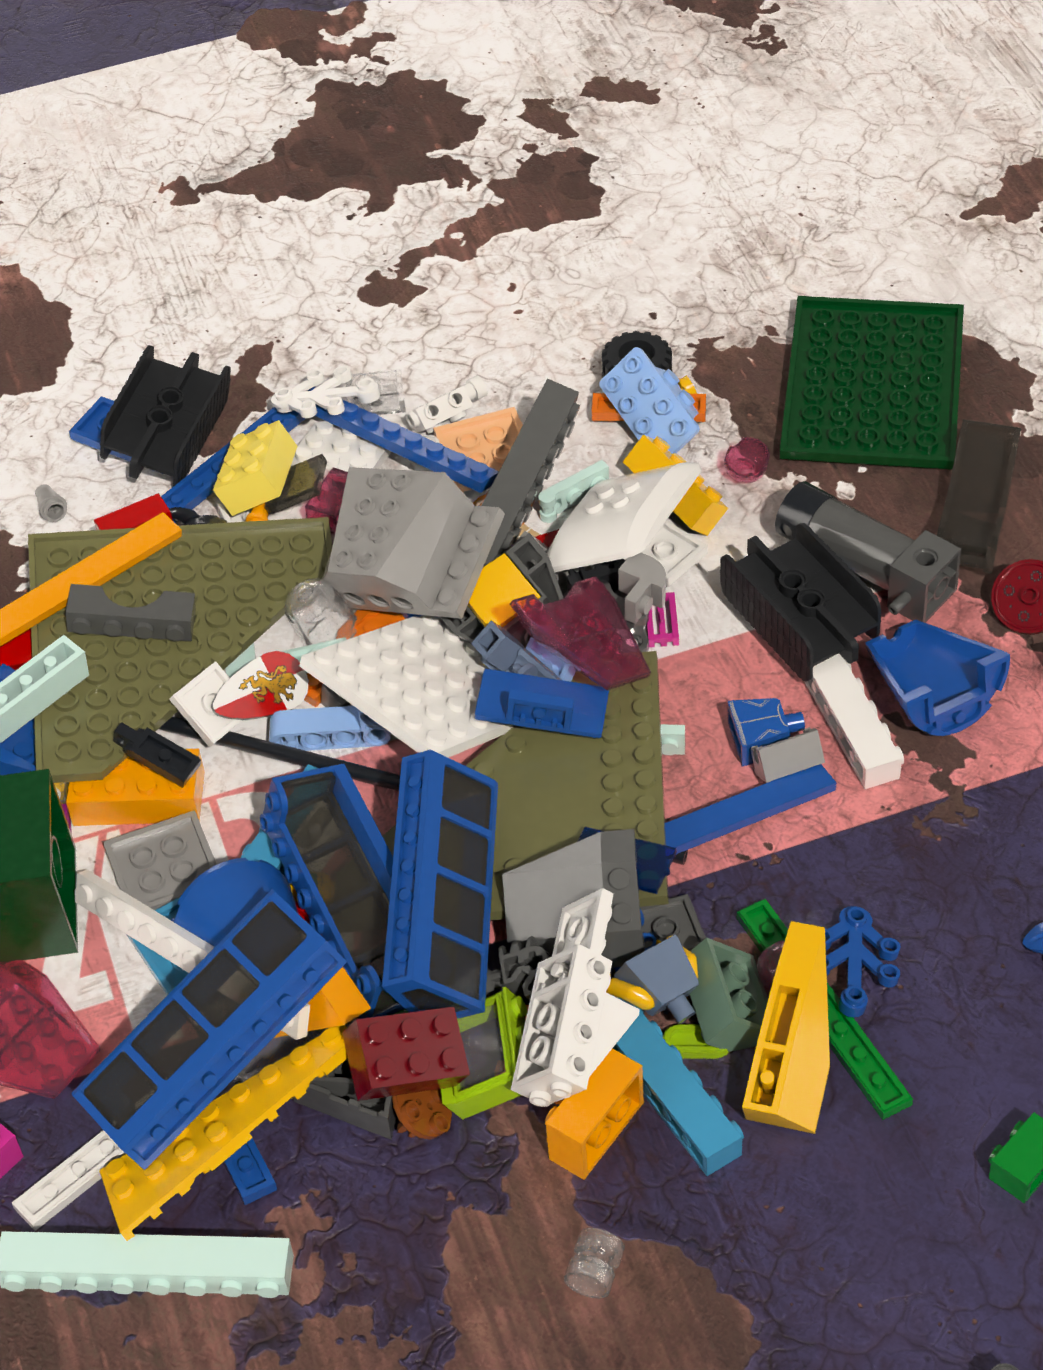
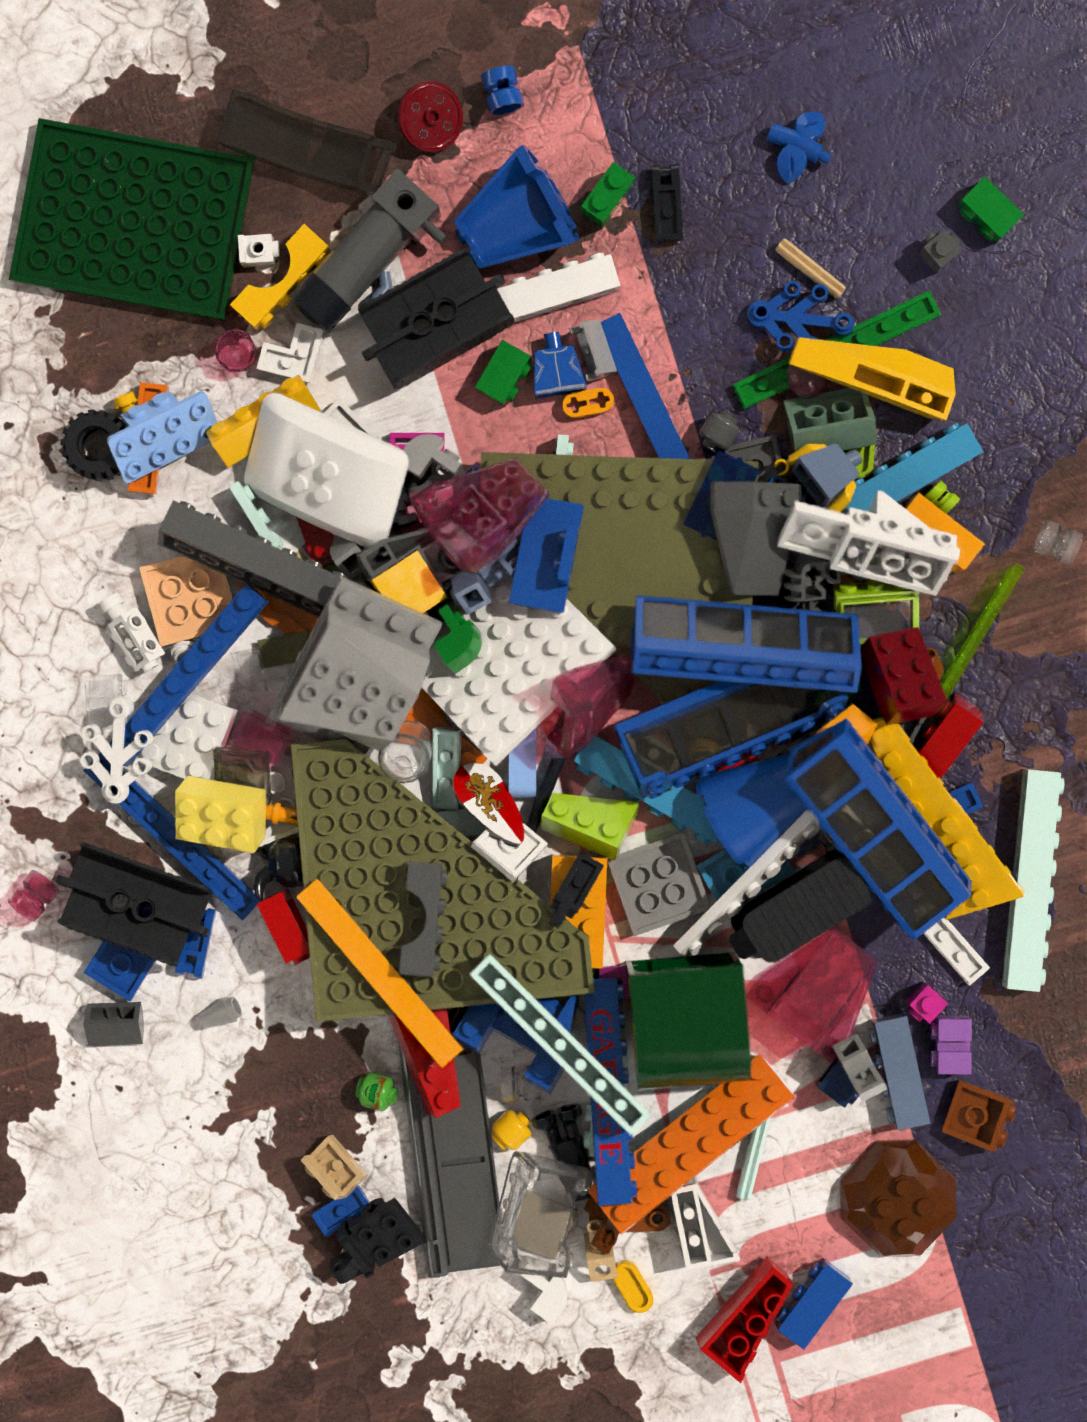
camera: 90 degrees left, 40 degrees up
(47, 424) = (114, 1023): none -> dark grey brick
(113, 966) = (799, 909): none -> black piece
(116, 478) = (197, 946): none -> blue plate
(176, 349) = (32, 897): none -> clear pink wheel
(237, 790) = (590, 821): none -> lime wedge
(331, 1140) = (949, 734): none -> red wedge
(370, 737) = (589, 700): none -> clear pink wedge
(439, 640) = (460, 645): none -> green brick
(466, 1178) = (981, 628): none -> clear neon green tile
(642, 1125) = (948, 500): none -> lime wheel
(705, 883) = (719, 431): none -> dark grey head
(733, 762) = (586, 396): none -> light orange beam
(745, 512) = (298, 359): none -> white plate
(749, 678) = (504, 373): none -> green brick
(801, 467) = (260, 304): none -> yellow arch
(857, 472) = (249, 258): none -> white brick
(919, 970) = (810, 268): none -> tan axle
(964, 1101) = (940, 249): none -> dark grey brick
(972, 758) = (607, 195): none -> green brick
(974, 819) = (667, 204): none -> black plate

